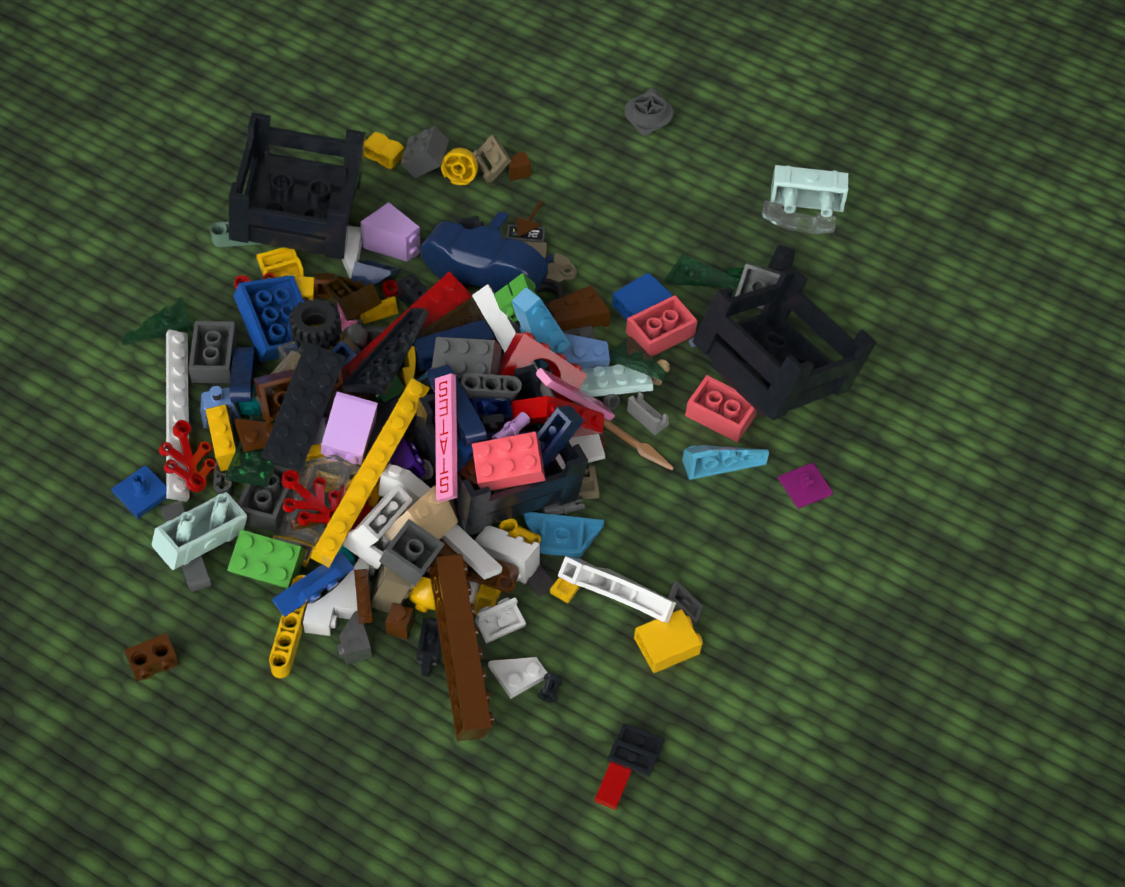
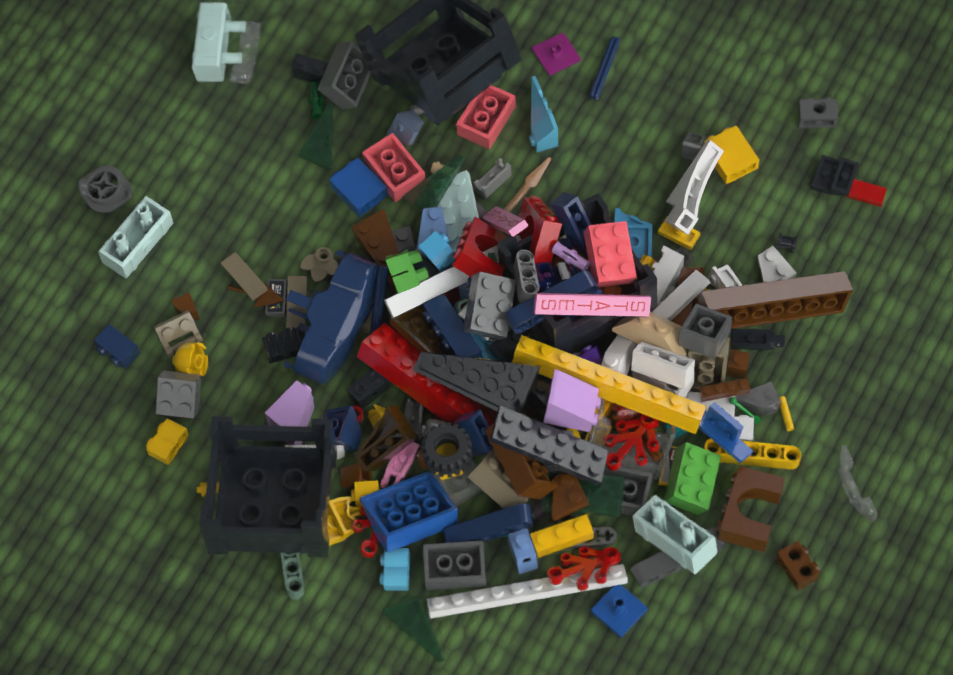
camera: 85 degrees left, 10 degrees up
(204, 590) = (748, 485): none -> reddish brown arch
(220, 309) = (396, 570): none -> medium azure brick
(235, 719) = (864, 505): none -> clear slope
(334, 668) = (786, 414): none -> yellow wheel
(335, 636) = (733, 400): none -> green hinge
(484, 118) = (116, 347): none -> dark blue brick
(548, 209) = (244, 276): none -> dark tan tile
(595, 129) = (135, 237): none -> light aqua piece
(722, 752) = (810, 119): none -> dark grey brick
(786, 527) = (604, 67): none -> dark blue axle

